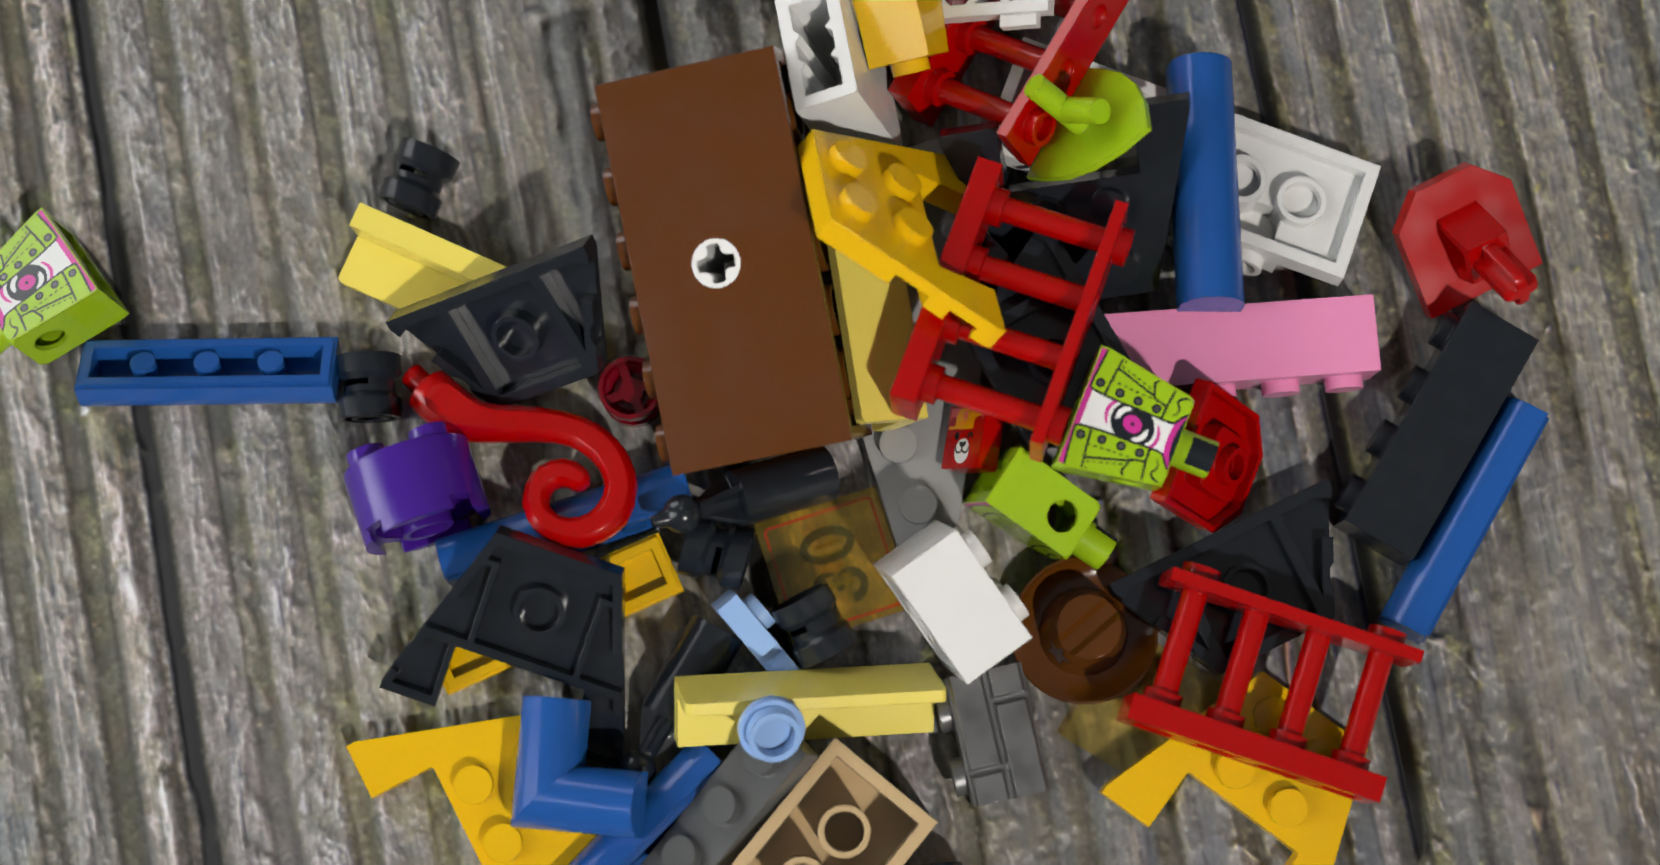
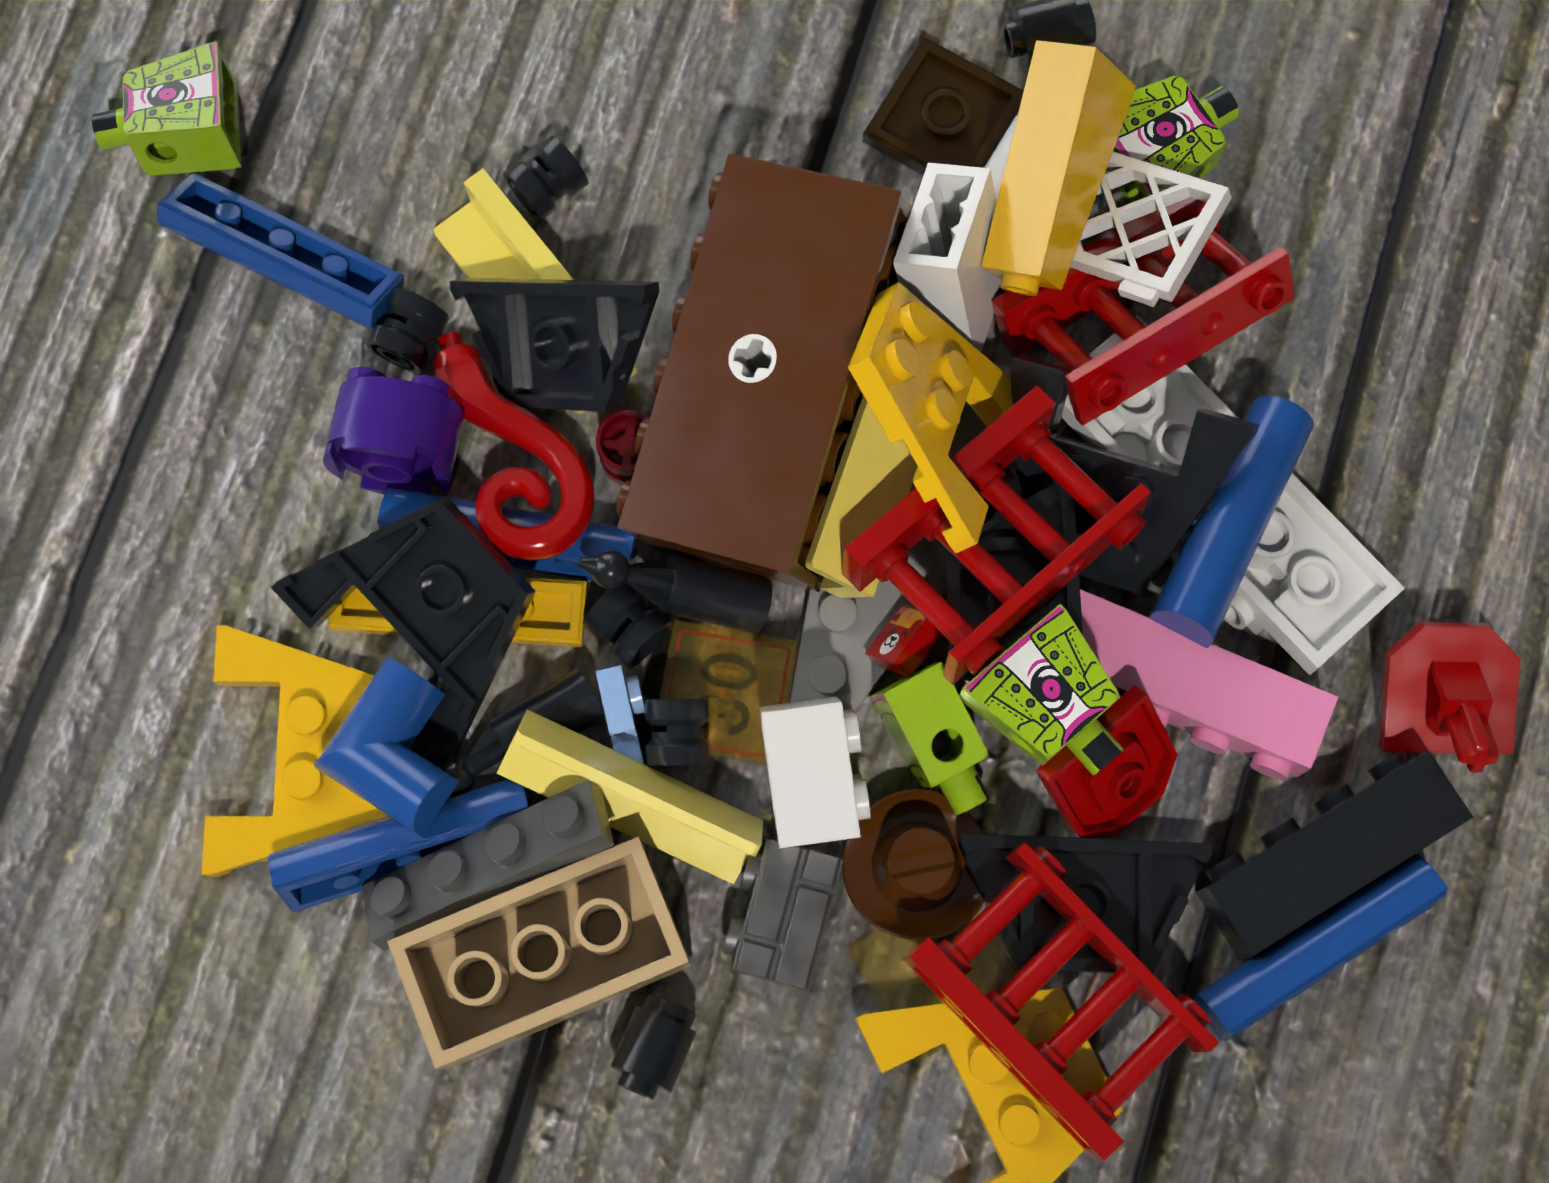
camera: 30 degrees right, 5 degrees down
(771, 728) = (582, 794): light blue plate -> none
(1091, 126) = (1156, 410): lime shield -> none

